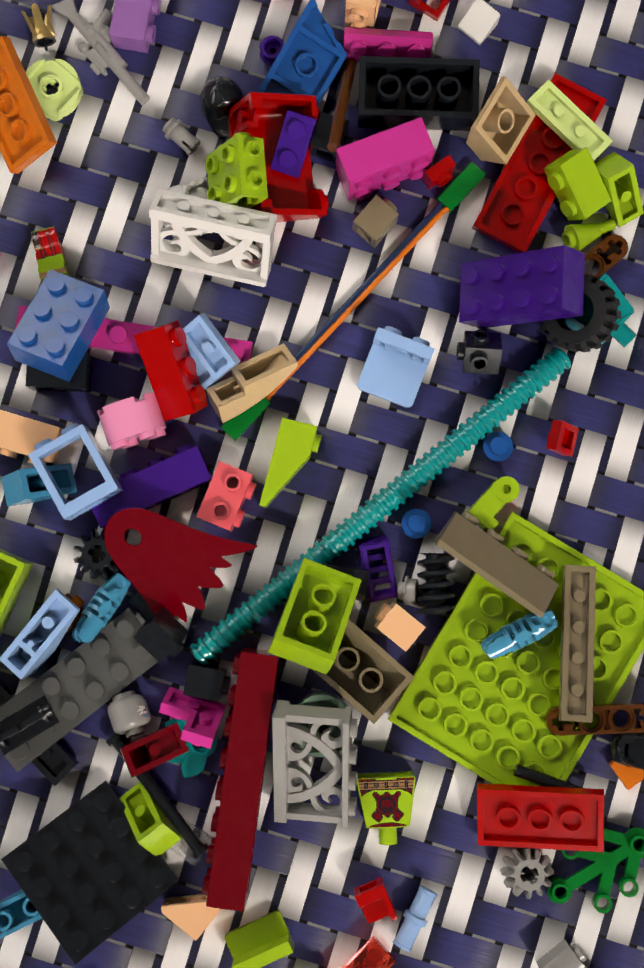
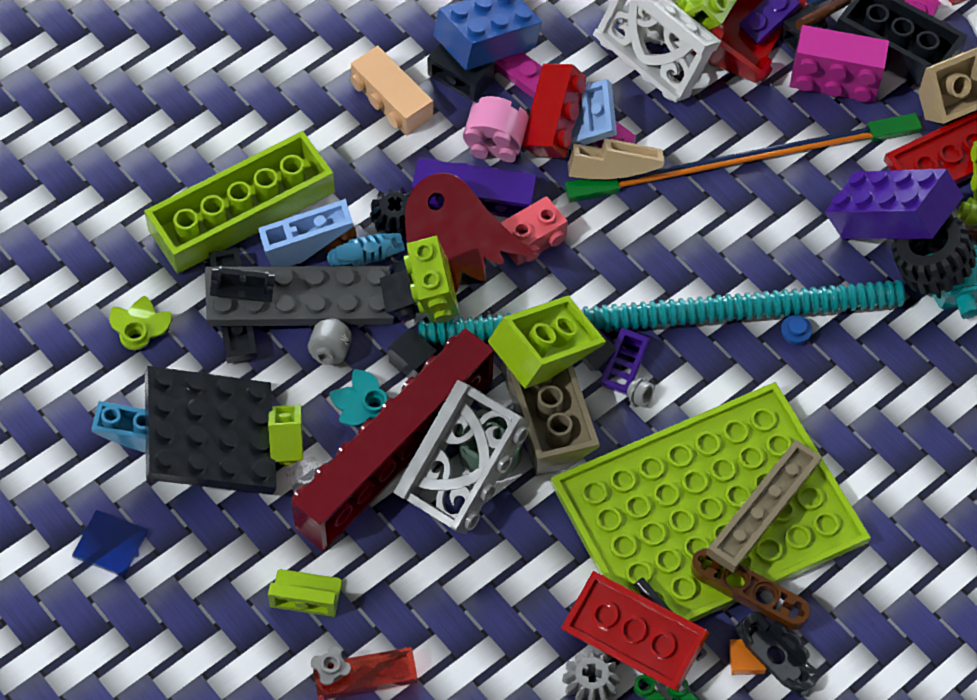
camera: 30 degrees right, 25 degrees down
(27, 486) = (383, 134): dark azure slope -> none
(89, 499) = (418, 155): light blue window -> none
(153, 749) = (331, 374): dark red slope -> none
(164, 803) = (303, 358): black bar -> none
(184, 626) = (431, 280): none -> lime brick
(189, 913) = (271, 529): light nougat slope -> none
(201, 715) = (383, 371): dark pink plate -> none
(290, 454) = (605, 234): lime slope -> none
(375, 220) = (802, 107): dark tan brick -> none
(375, 900) = (433, 620): red panel -> none
(386, 802) = (503, 543): torso -> none
(395, 366) = (748, 217): light blue bracket -> none
(398, 625) = (613, 403): light nougat brick -> none
(415, 918) = (460, 657): light blue pin -> none
(416, 523) = (683, 346): blue plate -> none
(436, 583) = (667, 397): black piece -> none
(439, 173) = (881, 103): red plate -> none
(480, 352) = (828, 246): black brick -> none
(492, 500) = (763, 366): lime leg -> none
(496, 563) = (733, 399): dark tan slope -> none
(519, 634) = (717, 471): dark azure hinge -> none
(562, 438) = (859, 353): red plate -> none

